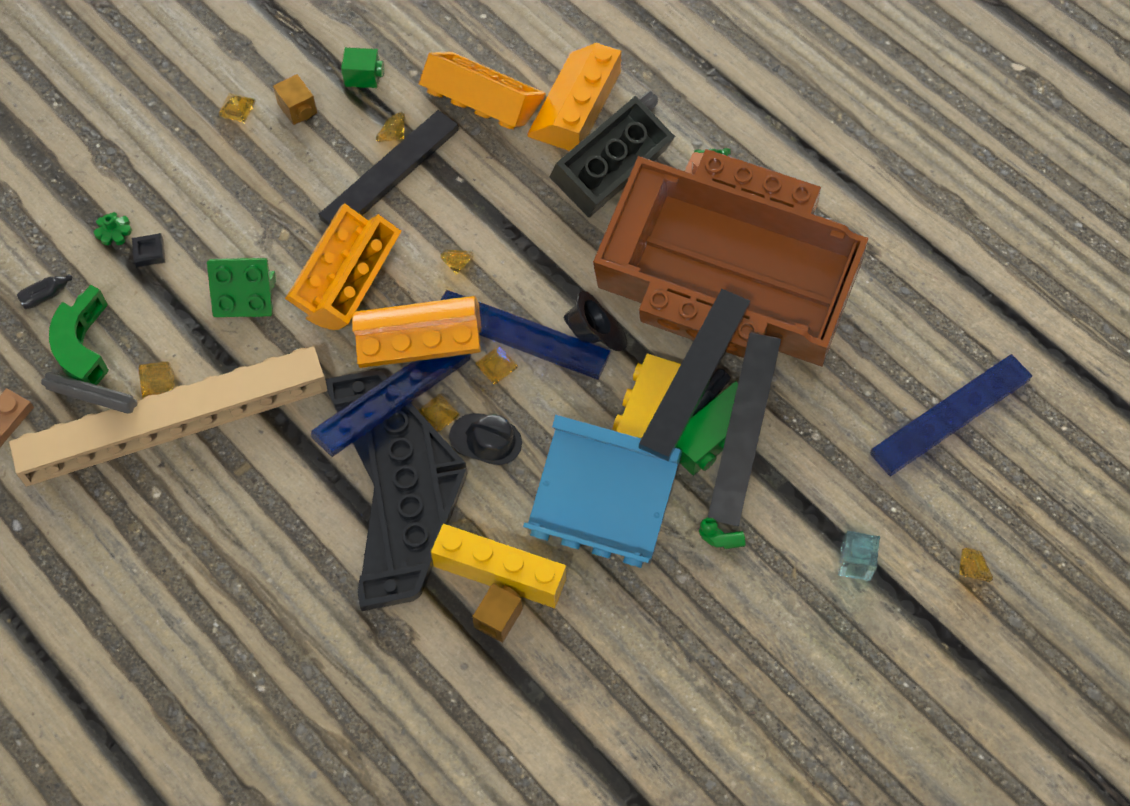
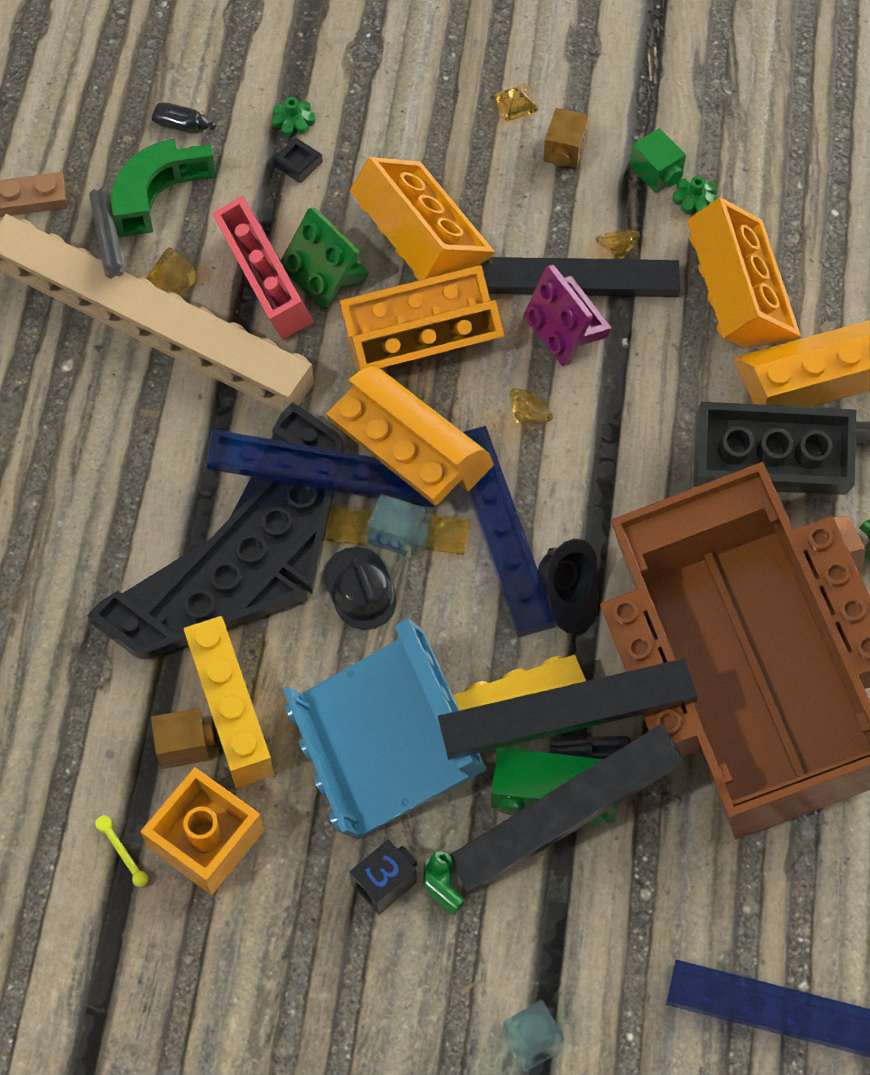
camera: 50 degrees right, 0 degrees up
(212, 322) = (262, 268): none -> coral brick
(269, 215) = (418, 217): none -> light orange slope
(401, 69) = (694, 194): none -> green plant
(417, 193) = (564, 315): none -> magenta bracket
(468, 385) = (397, 526): none -> clear light blue brick
(512, 704) = (104, 826): none -> neon yellow hinge
(576, 642) = (203, 831): none -> light orange brick
(692, 562) = (384, 875): none -> black brick

